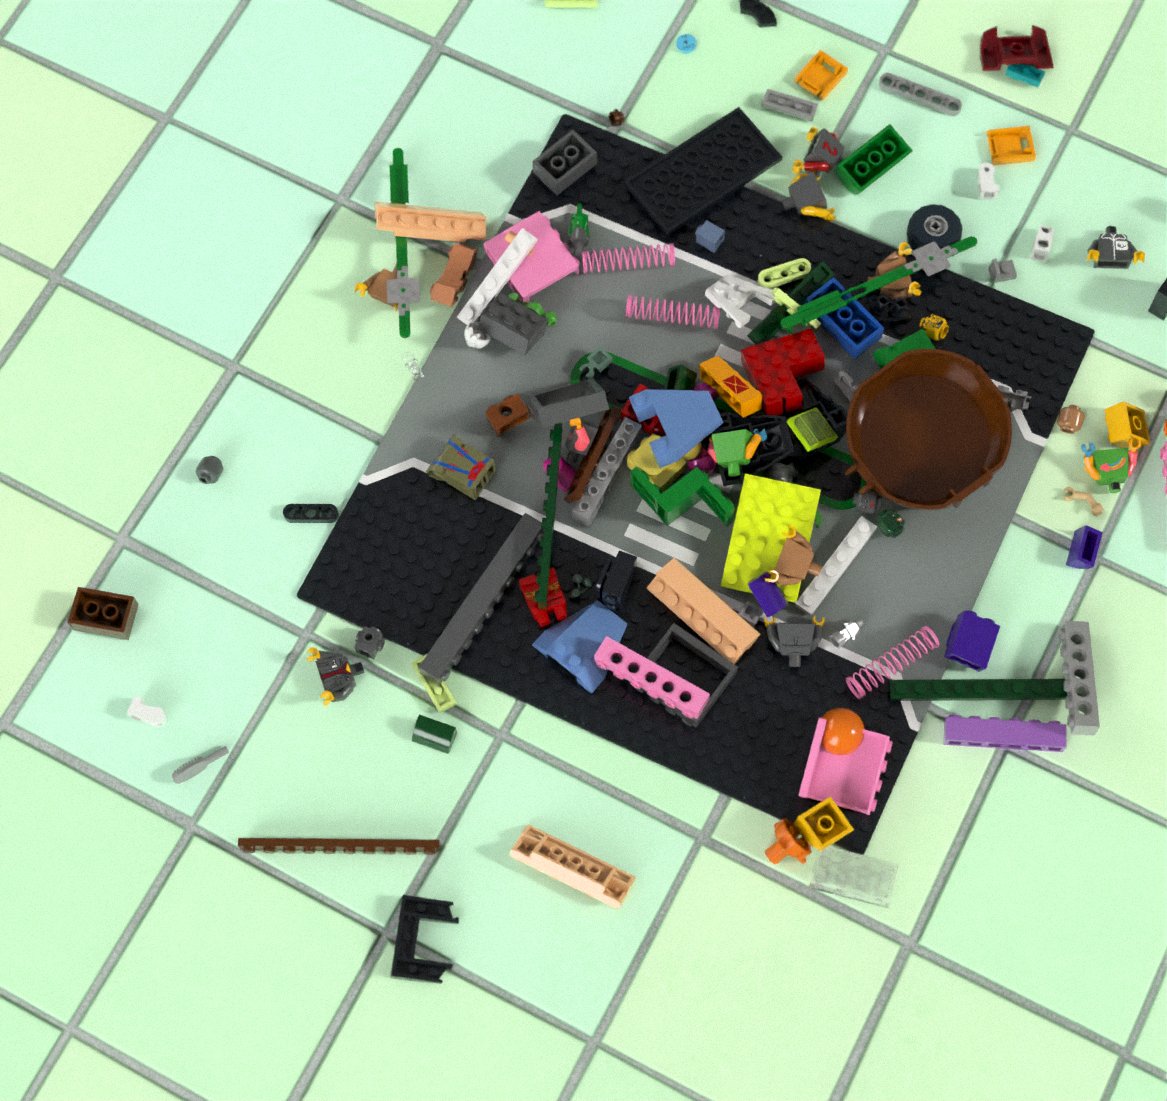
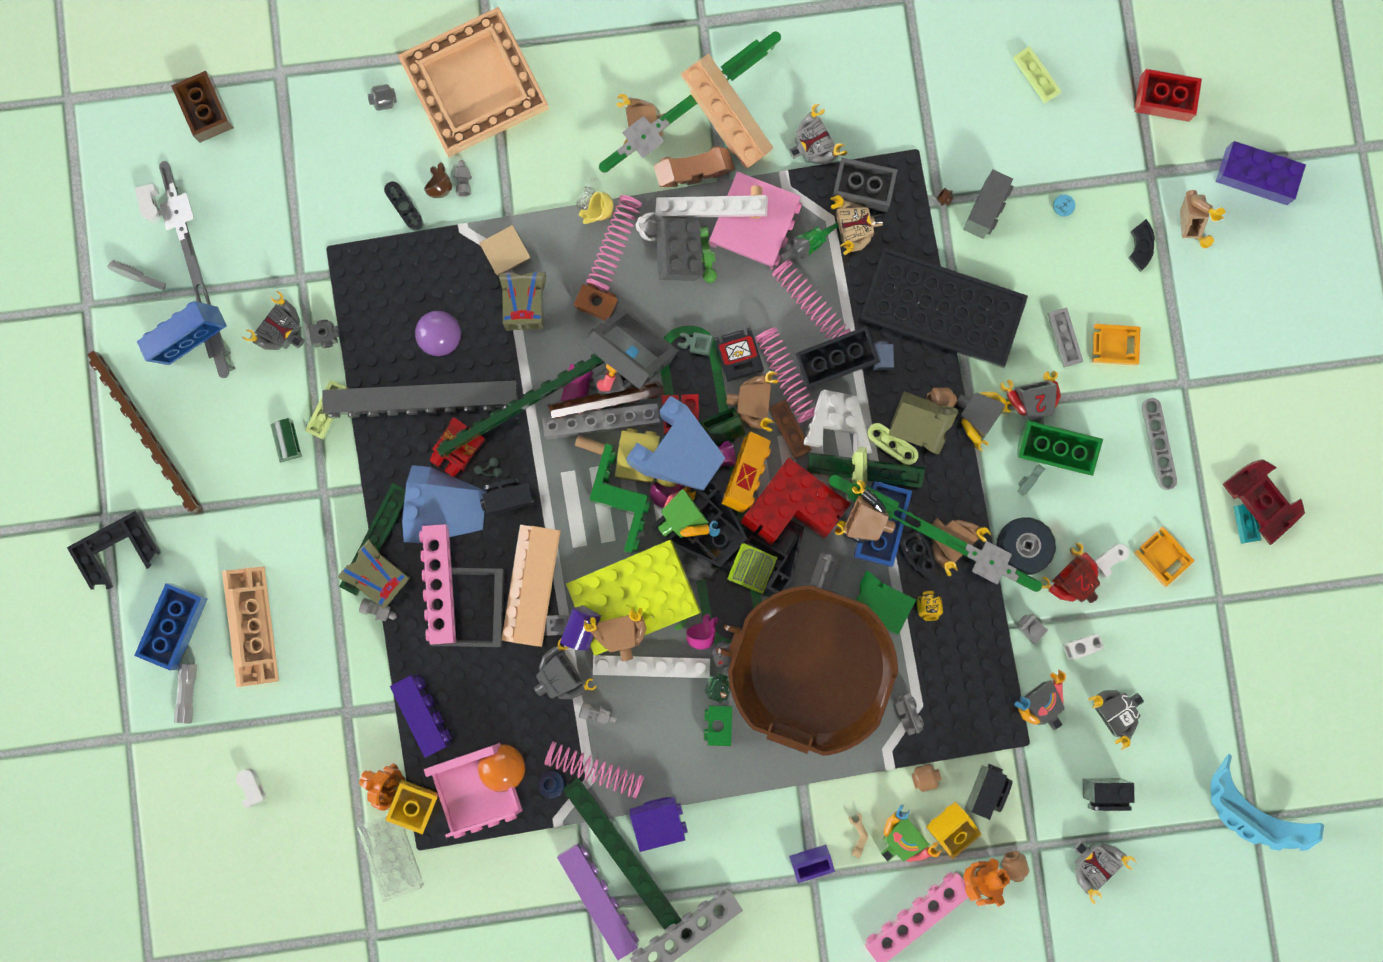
camera: 50 degrees right, 15 degrees up
(174, 694) = (176, 214): none -> dark grey piece
(252, 394) = (473, 82): none -> light nougat tile
(282, 749) = (181, 333): none -> brick
(315, 472) = (440, 184): none -> reddish brown piece
(333, 457) = (462, 174): none -> light grey piece
(410, 457) = (505, 250): none -> tan tile
(431, 362) = (599, 208): none -> light yellow piece
(437, 553) = (438, 333): none -> medium lavender piece
(488, 401) = (622, 198): none -> bright pink piece
(501, 178) = (814, 140): none -> light grey torso
(525, 931) = (171, 626): none -> blue brick
(573, 713) = (381, 525): none -> dark green plate
(589, 189) = (854, 224): none -> tan torso
(592, 962) = (186, 679): none -> light grey axle
(607, 726) = (374, 575): none -> olive piece
(620, 494) = (589, 444): none -> light nougat hinge
(625, 335) = (738, 350): none -> container
(637, 749) = (381, 614): none -> light grey piece
(646, 89) = (989, 204): none -> dark grey brick
(675, 348) = (754, 401): none -> medium nougat torso
(688, 263) = (838, 357): none -> black brick
(712, 957) = (251, 786): none -> white leg
(717, 338) = (789, 429): none -> reddish brown plate
(751, 767) = (421, 715): none -> dark purple brick
(775, 216) = (942, 396): none -> medium nougat head
(783, 237) = (922, 422): none -> olive piece
(834, 318) = (866, 519): none -> medium nougat torso
(838, 506) = (703, 634): none -> dark pink piece
(881, 706) = (551, 784): none -> dark blue piece
(884, 201) = (1027, 483): none -> sand green plate
(918, 533) = (721, 737): none -> green brick
(986, 212) = (1077, 579): none -> clear red torso
(1067, 295) = (1044, 702): none -> torso
(1113, 377) = (989, 791): none -> black brick

